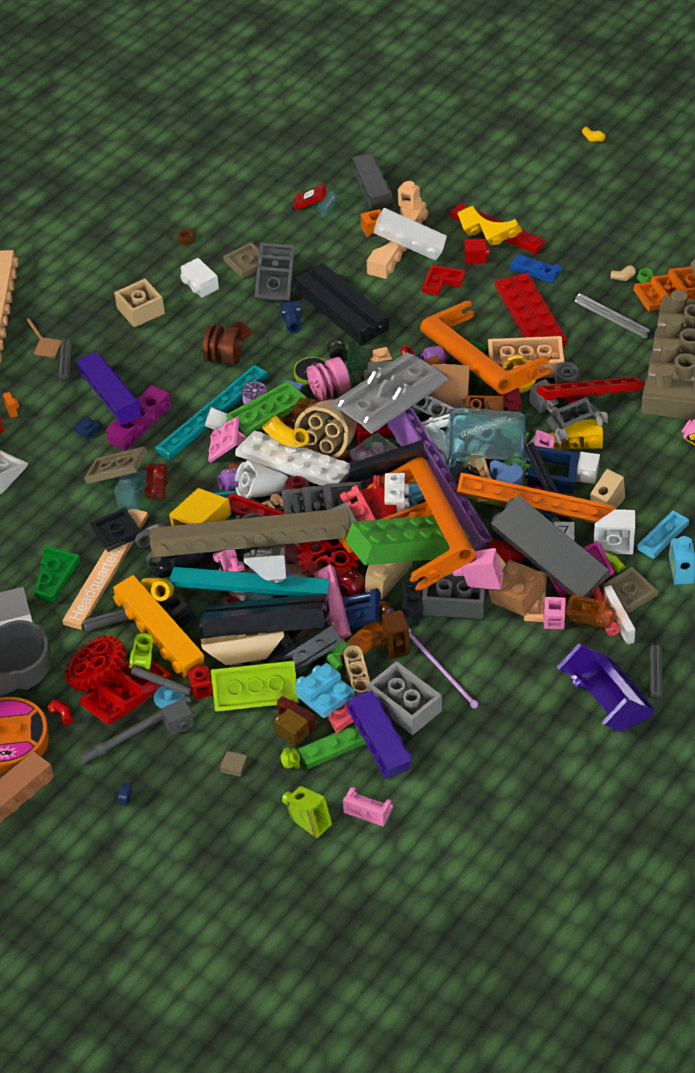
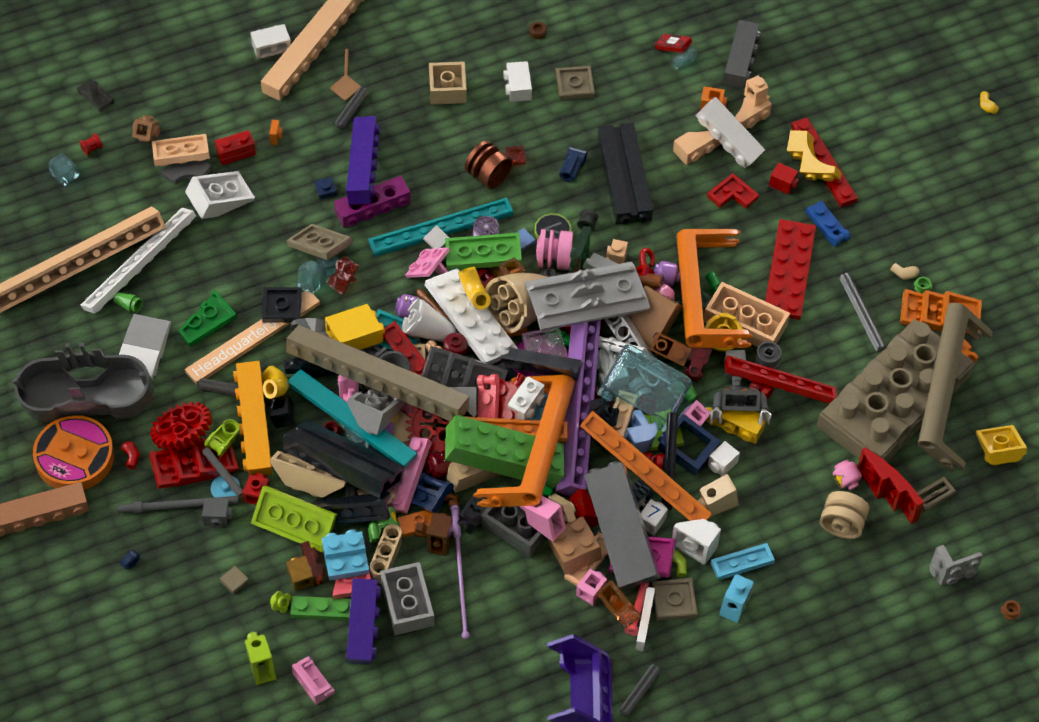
camera: 25 degrees right, 10 degrees up
(274, 272) = (587, 109): dark grey slope -> none

